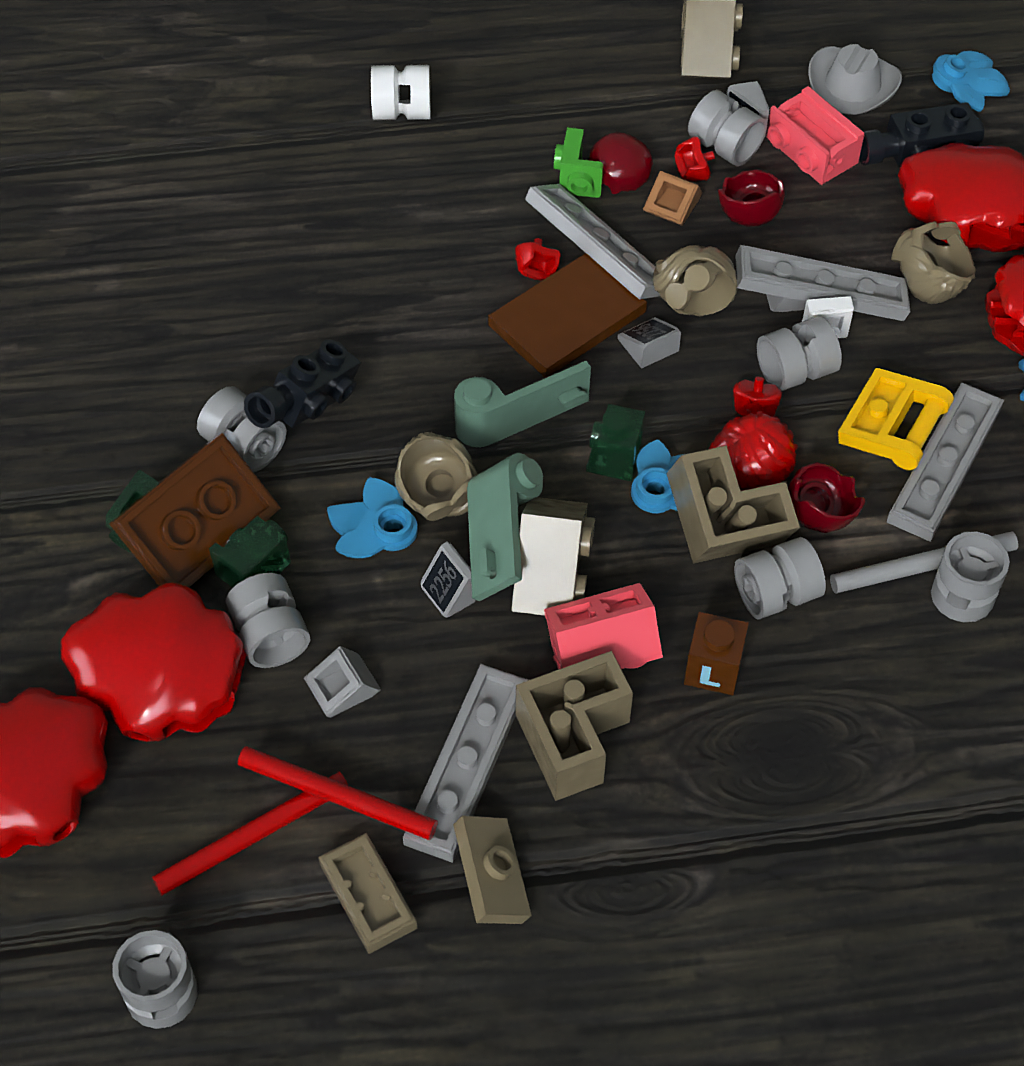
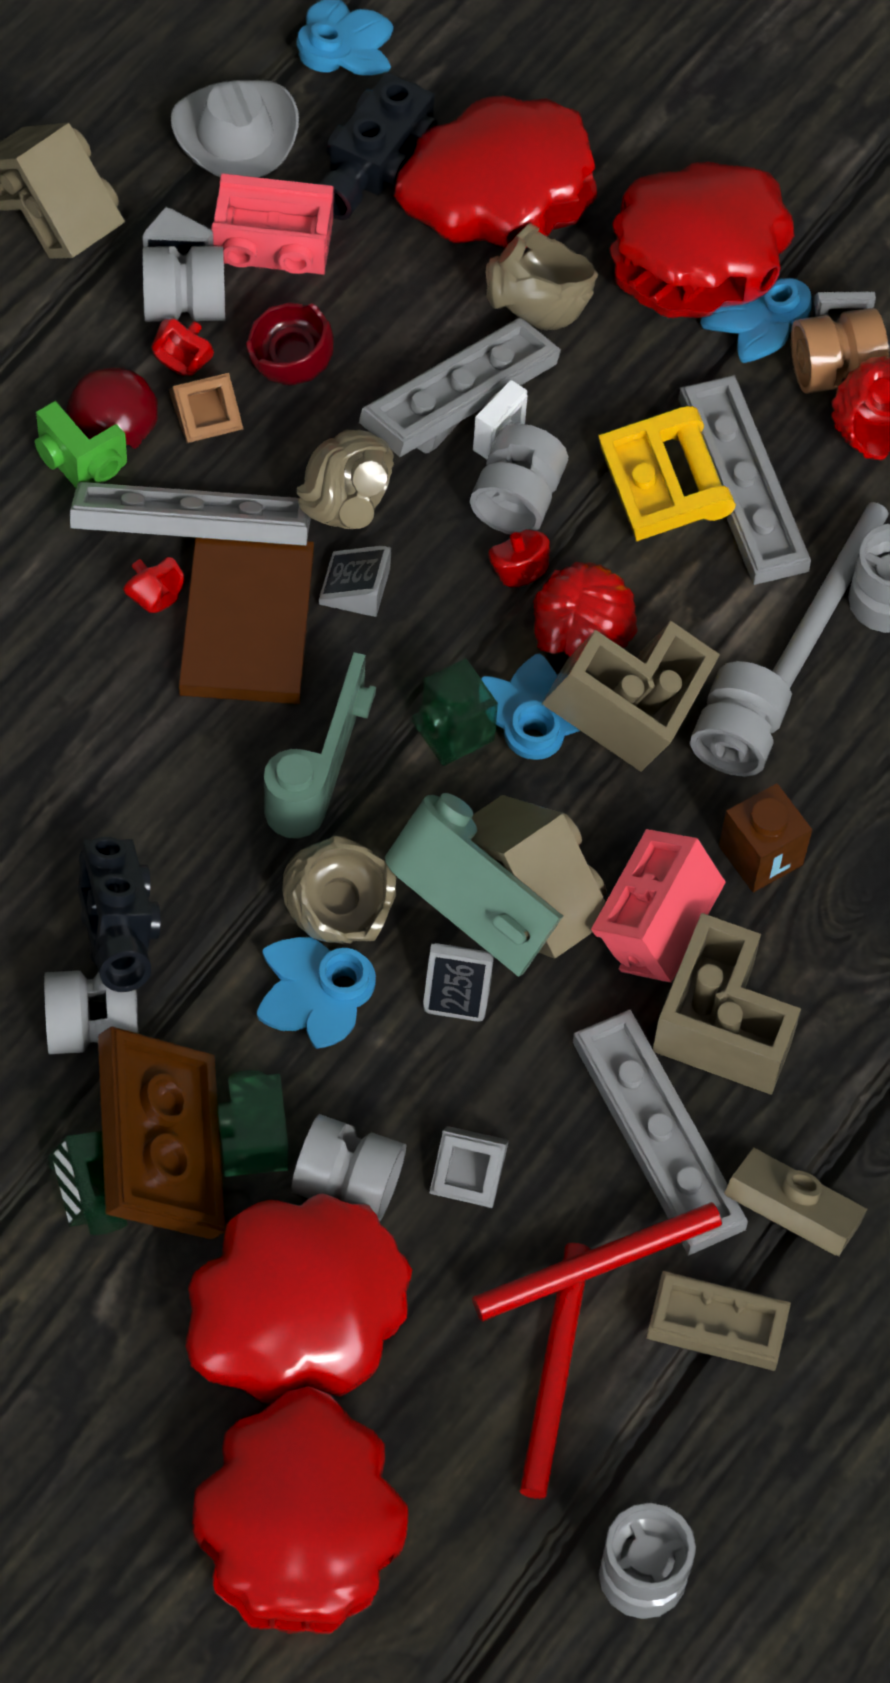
camera: 50 degrees left, 5 degrees up
(824, 498) = (696, 604): dark red hair -> none

